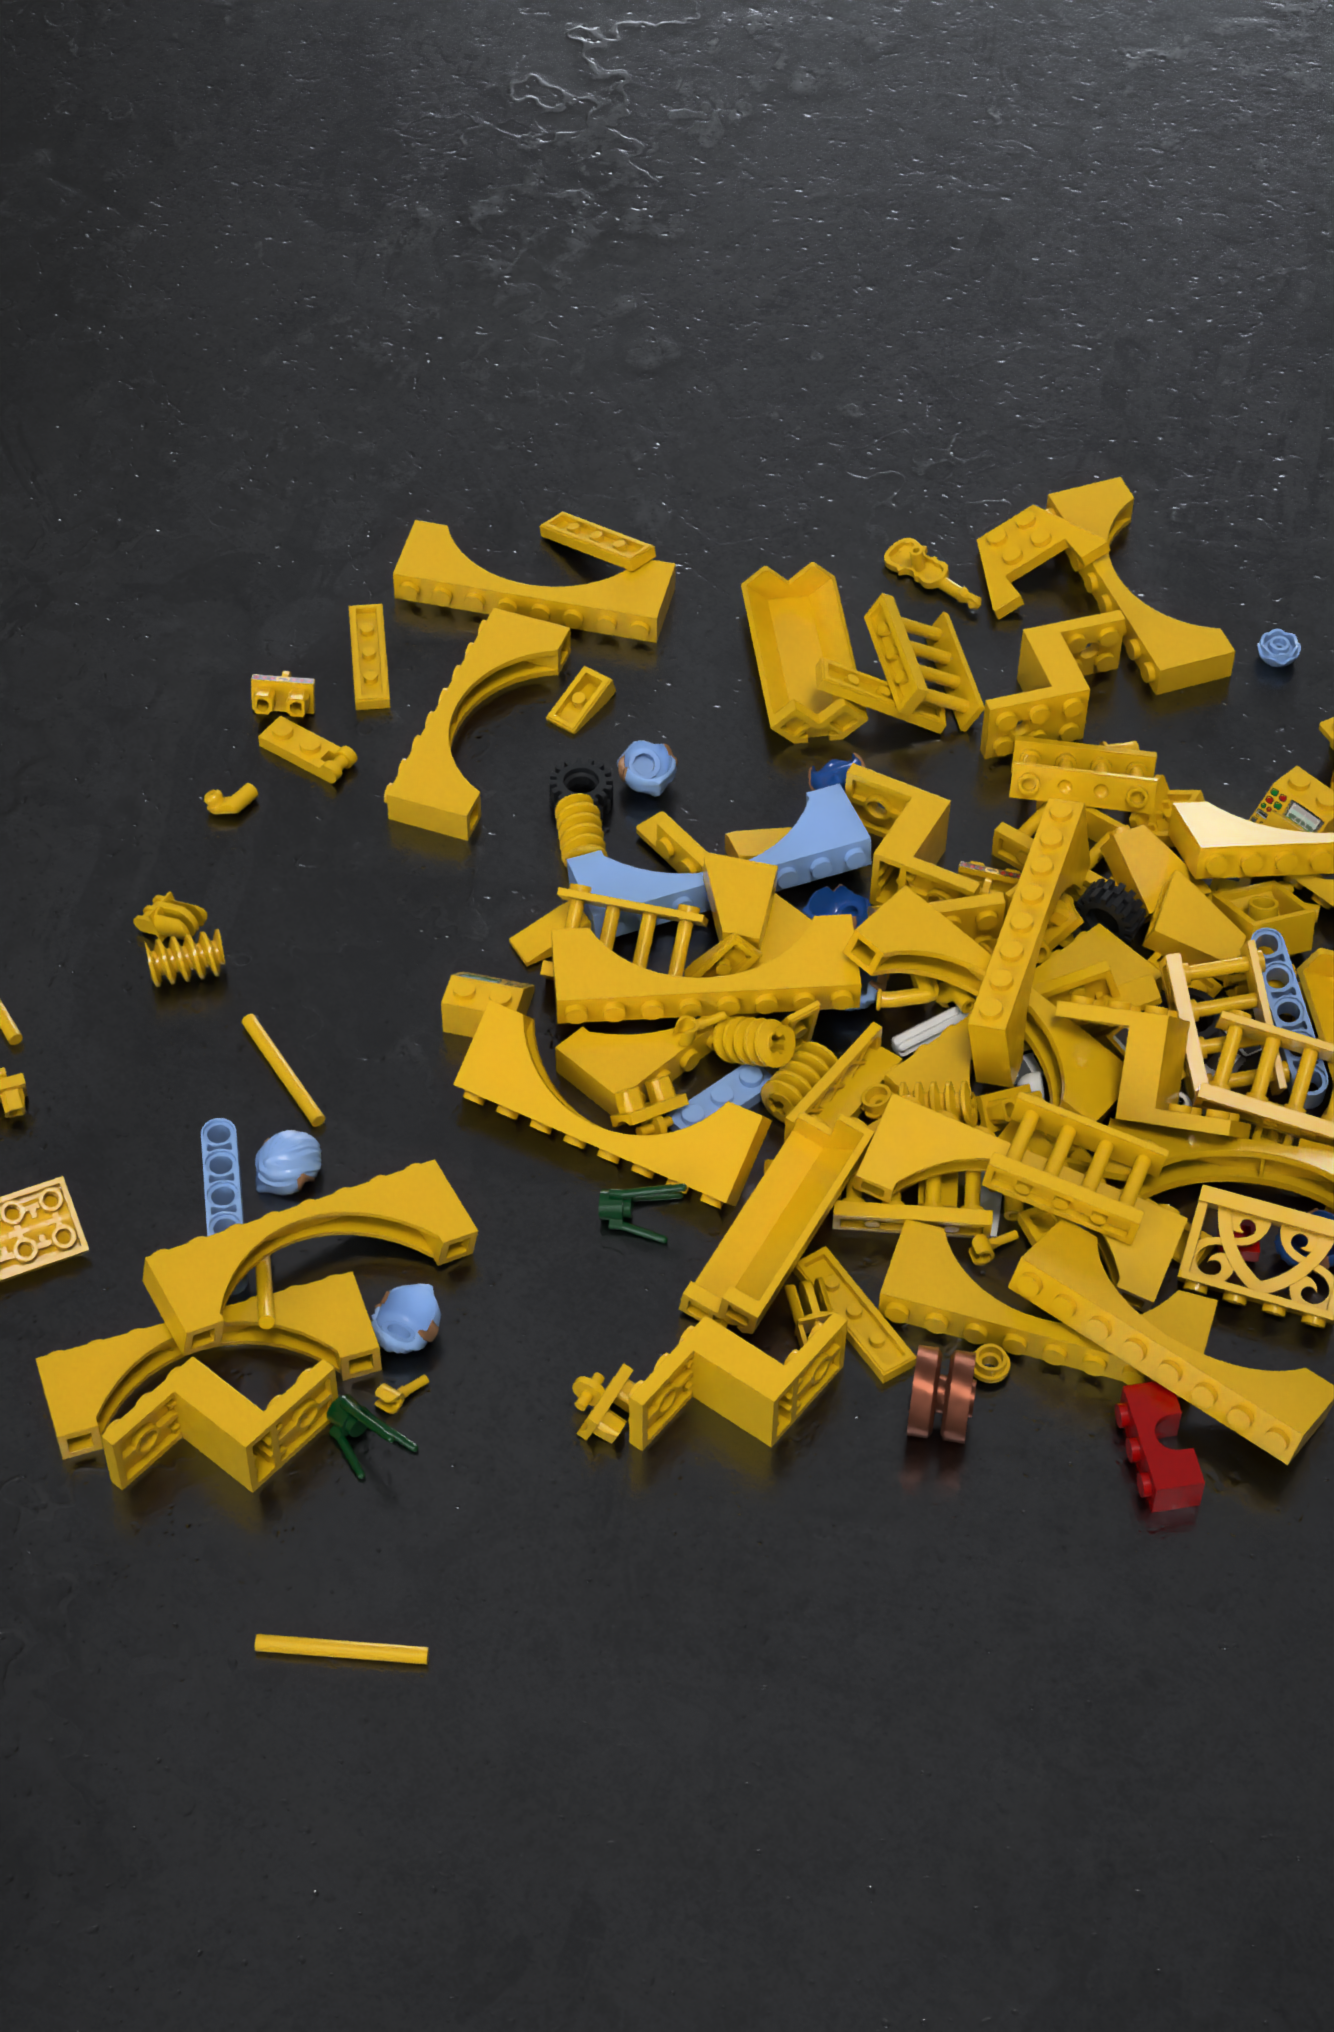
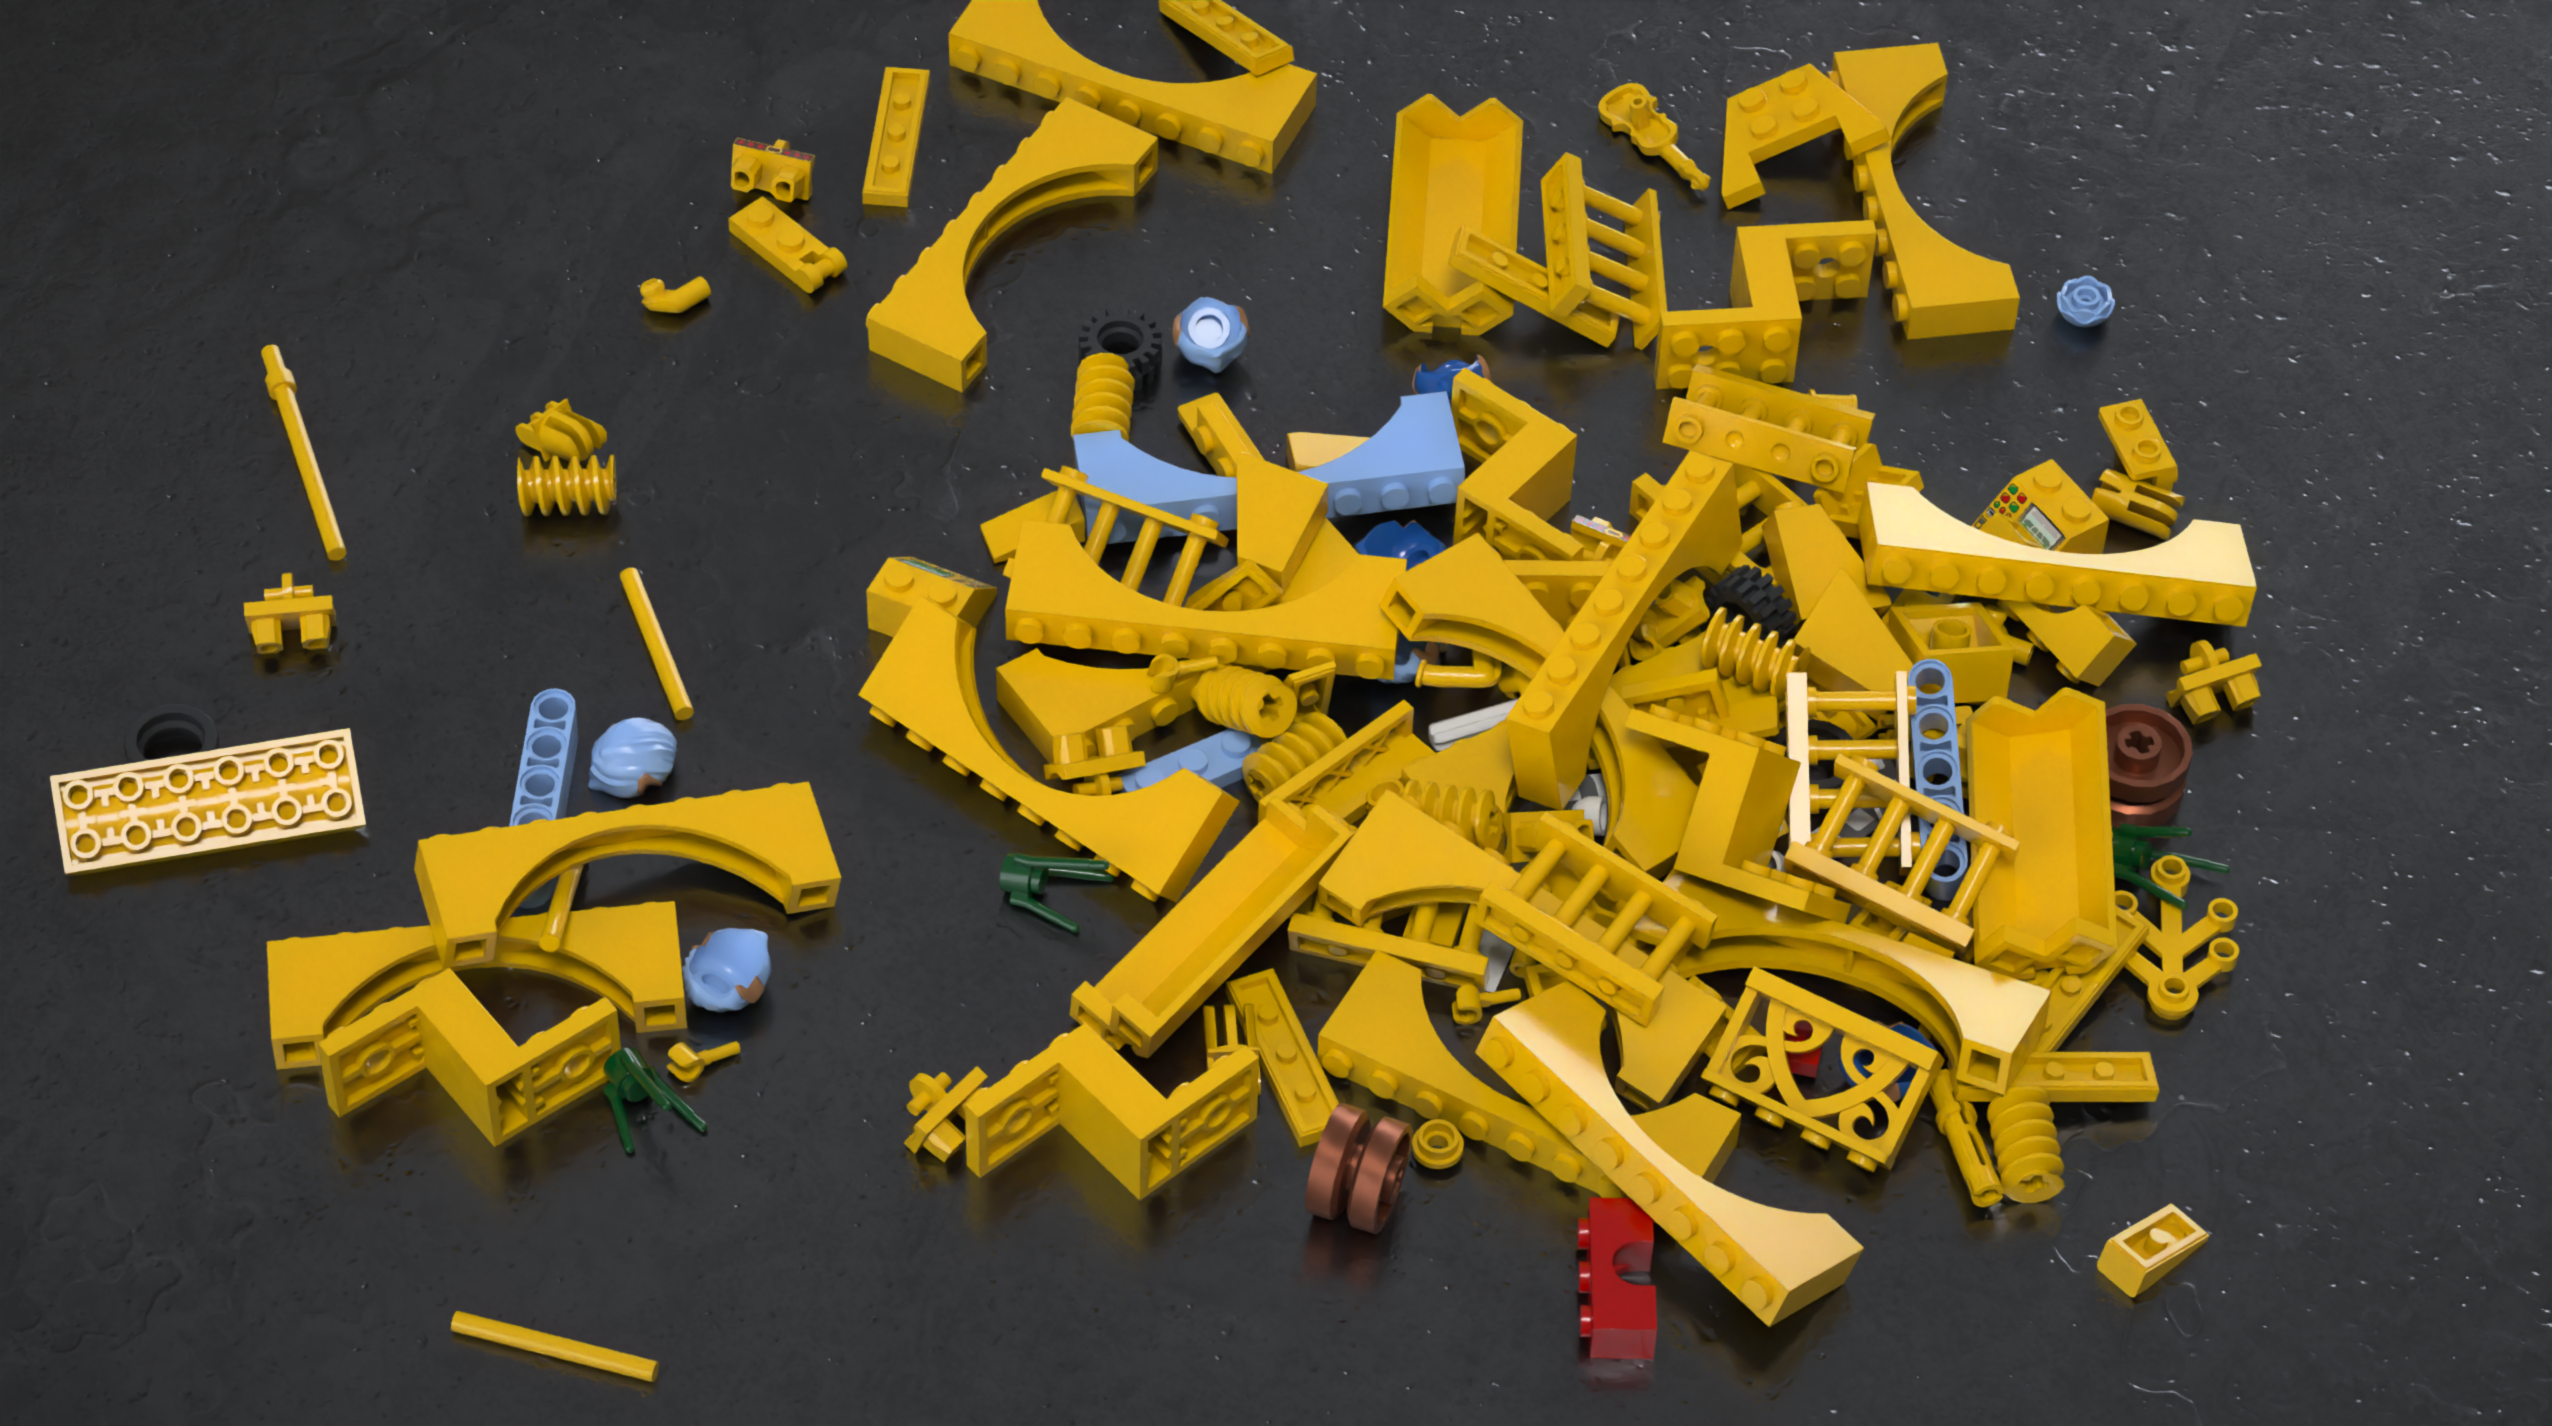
camera: 10 degrees right, 0 degrees up
(581, 700) = (1153, 234): yellow slope -> none
(1126, 945) = (1749, 655): none -> yellow piece

